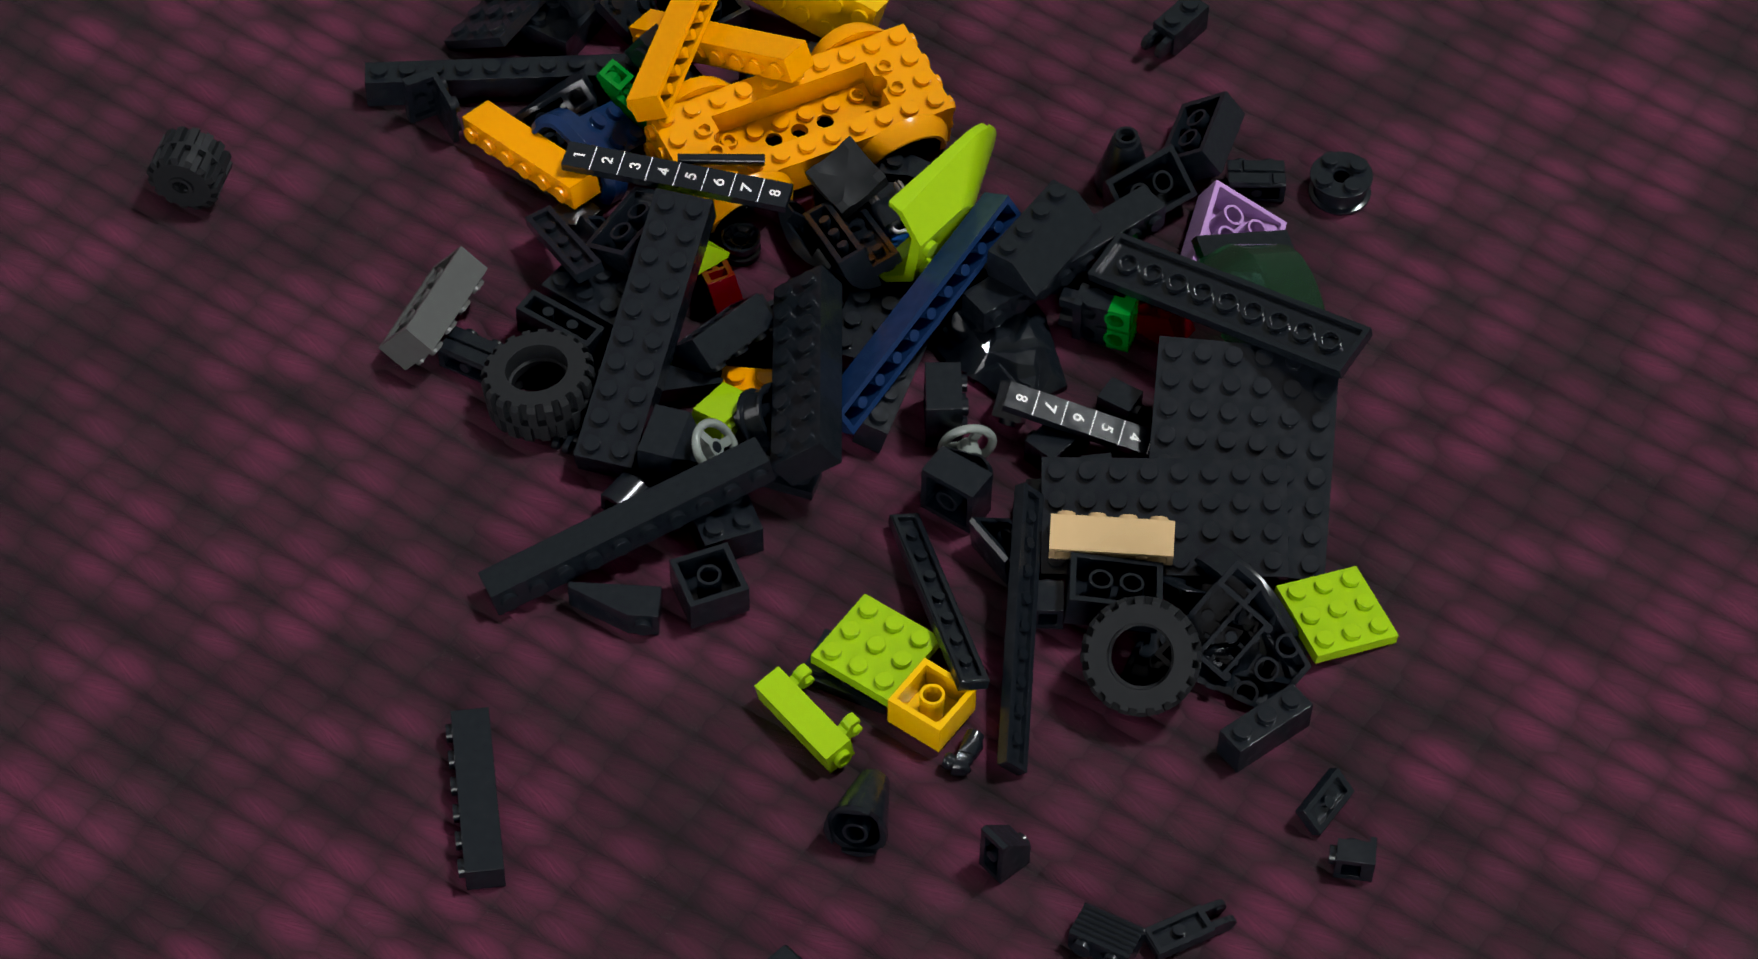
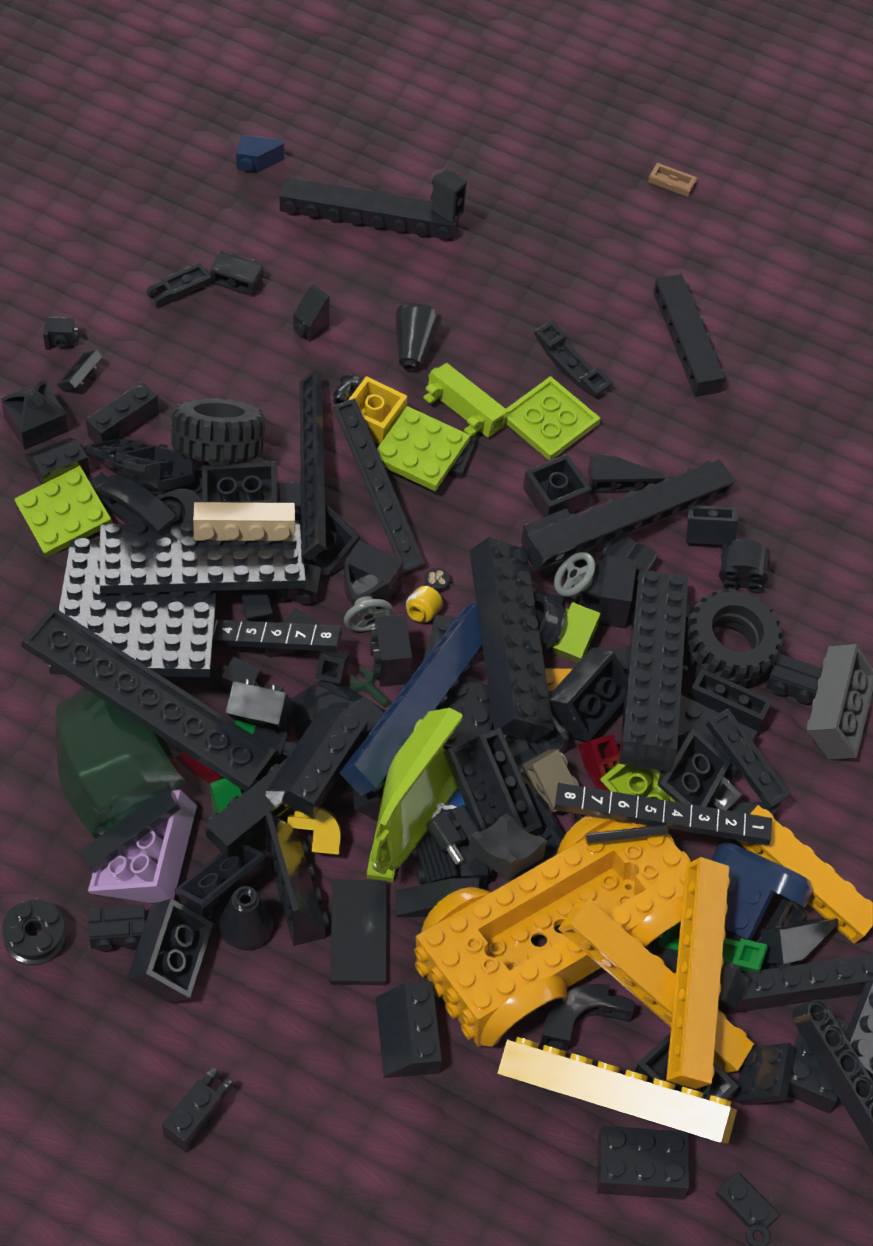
camera: 170 degrees right, 5 degrees up
(498, 471) = (744, 565): none -> black brick
(521, 524) = (711, 525): none -> black brick
(645, 769) = (569, 361): none -> black slope
(696, 693) = (550, 418): none -> lime plate
(780, 260) = (546, 772): none -> dark tan brick
(876, 504) = (437, 579): none -> tile
(897, 467) = (424, 604): none -> yellow head
(967, 72) = (408, 1031): none -> black slope
(975, 396) = (368, 686): none -> clear green bar
(1012, 161) = (358, 932): none -> black tile
(1071, 161) = (294, 882): none -> black slope
(1100, 318) = (261, 706): none -> brick
(1348, 678) = (57, 459): none -> black slope
(1380, 735) = (34, 414): none -> black piece

